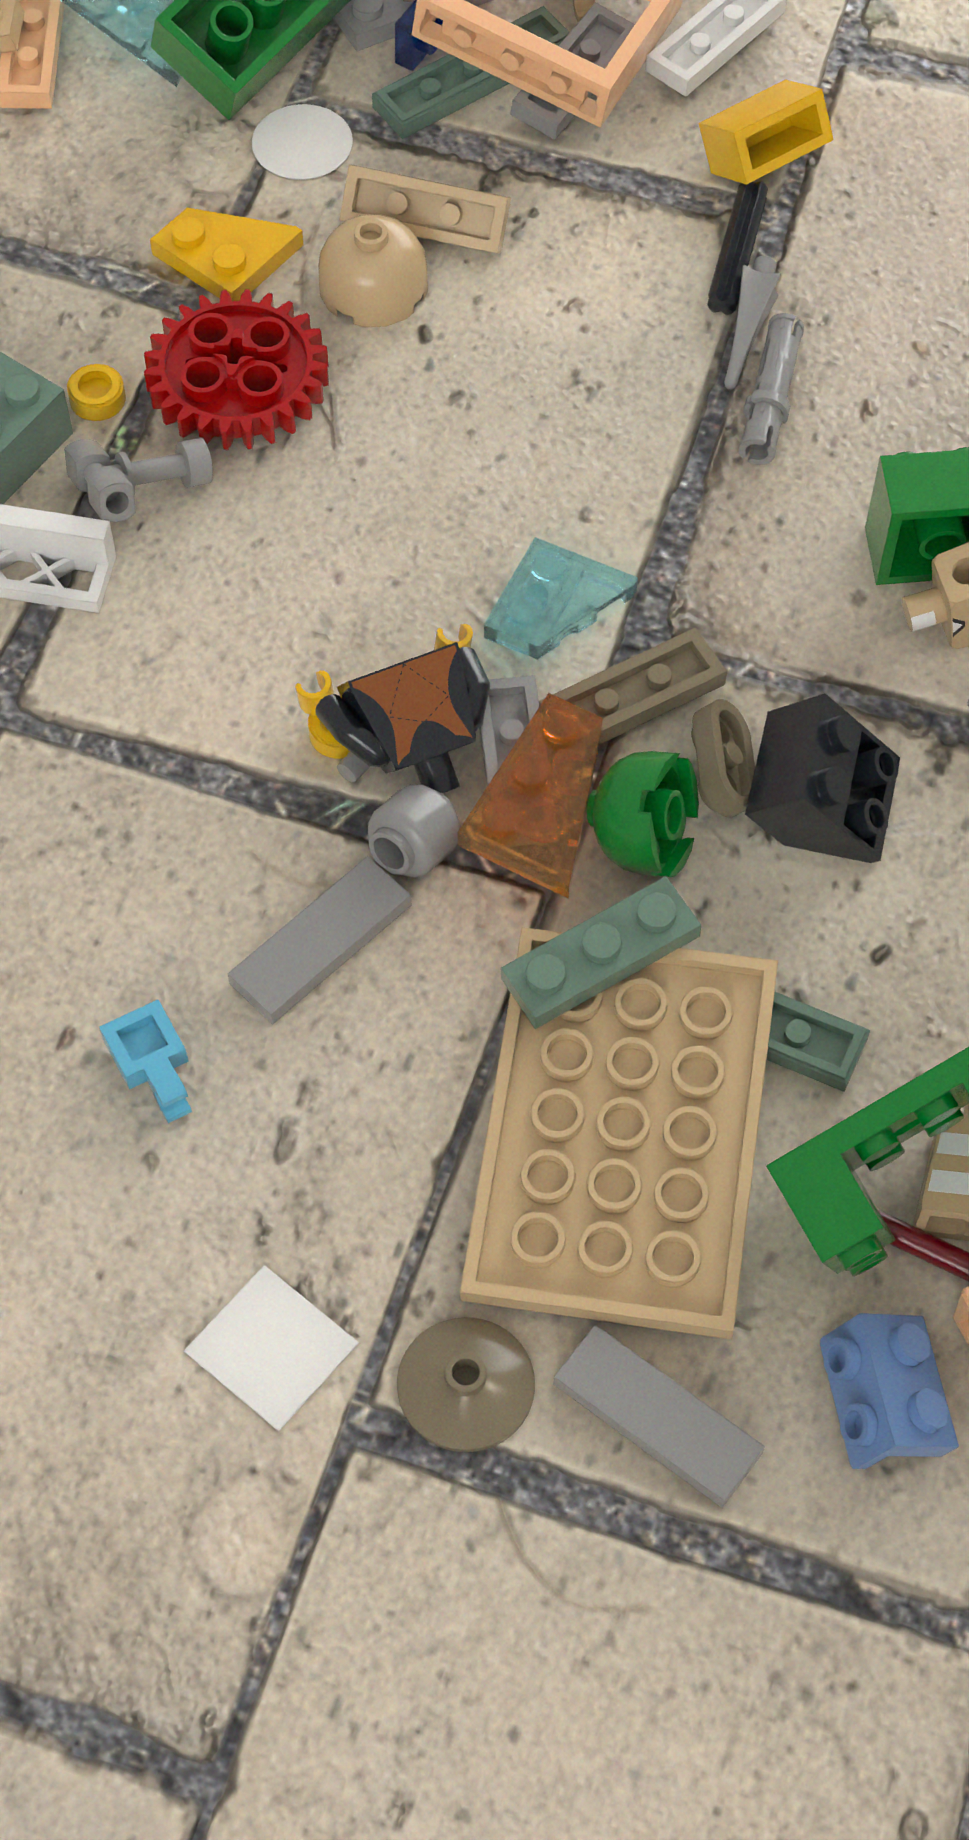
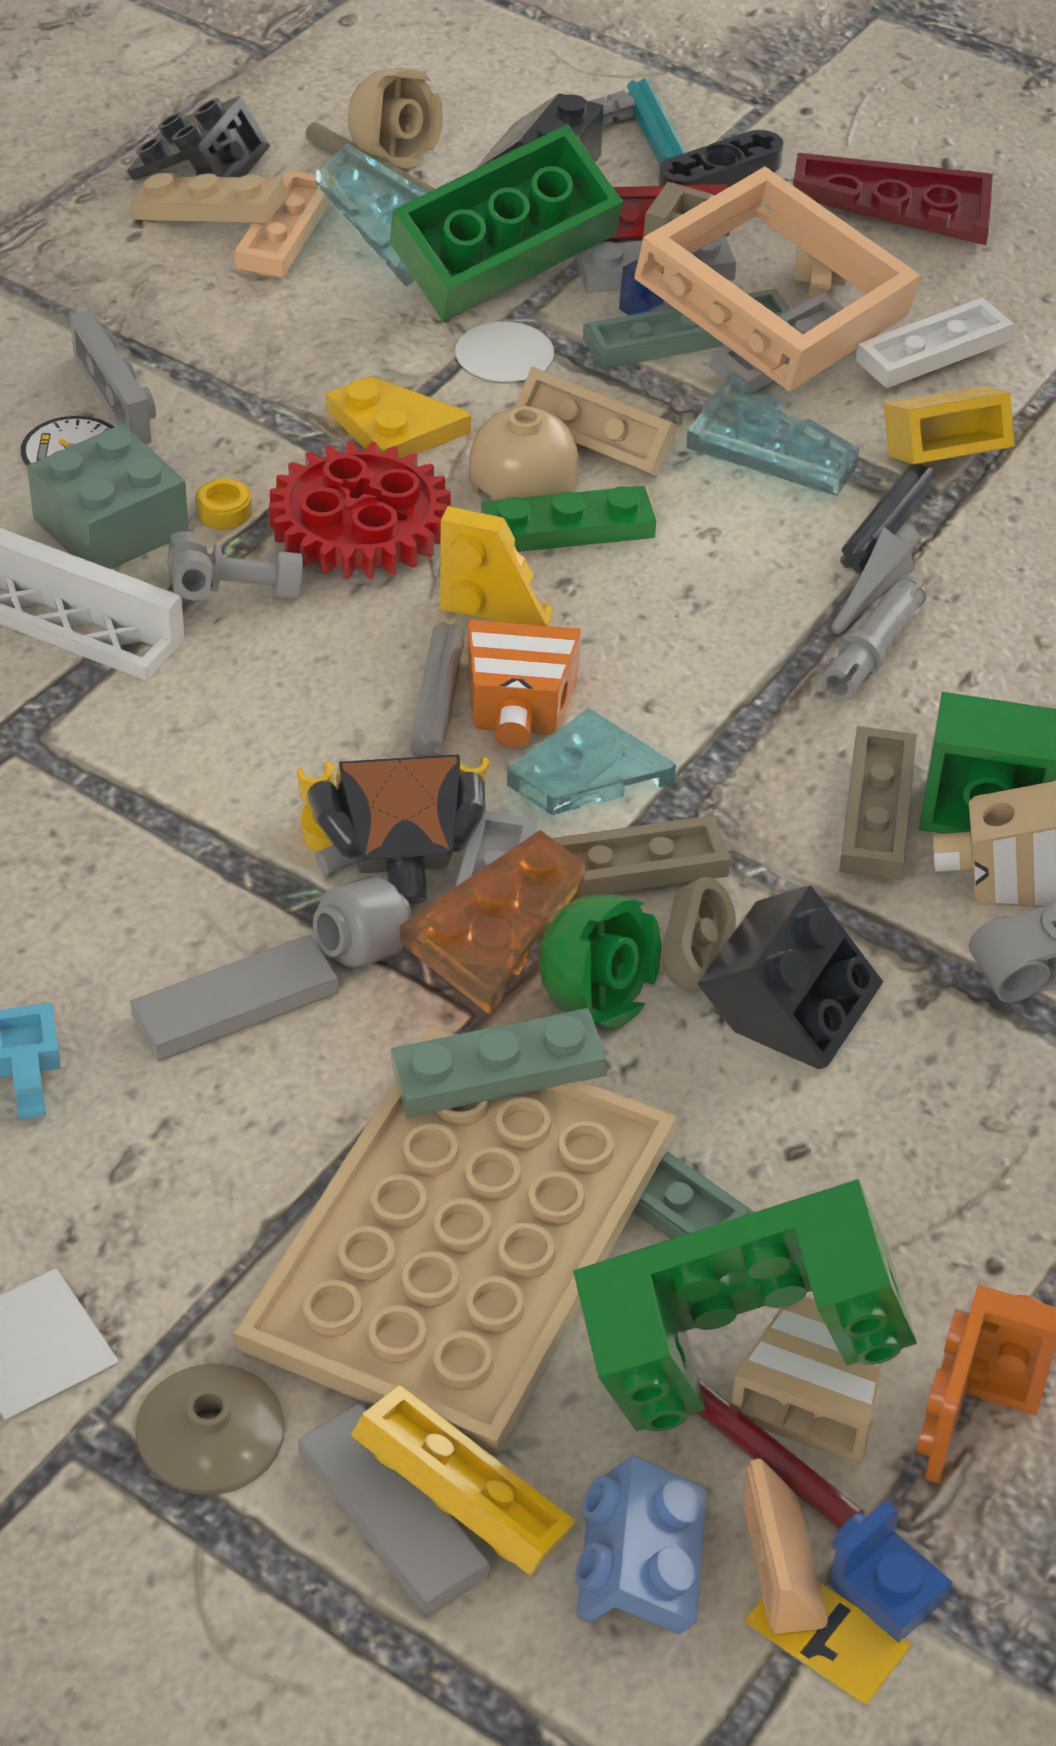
camera: 15 degrees right, 15 degrees down
(384, 553) = (437, 690): none -> light grey axle
(392, 416) = (485, 572): none -> yellow wing
(436, 326) = (576, 517): none -> green plate
(459, 523) = (520, 678): none -> orange torso
(591, 187) = (763, 438): none -> clear light blue wing
(718, 1376) = (463, 1479): none -> yellow plate
(836, 570) = (878, 803): none -> dark tan plate

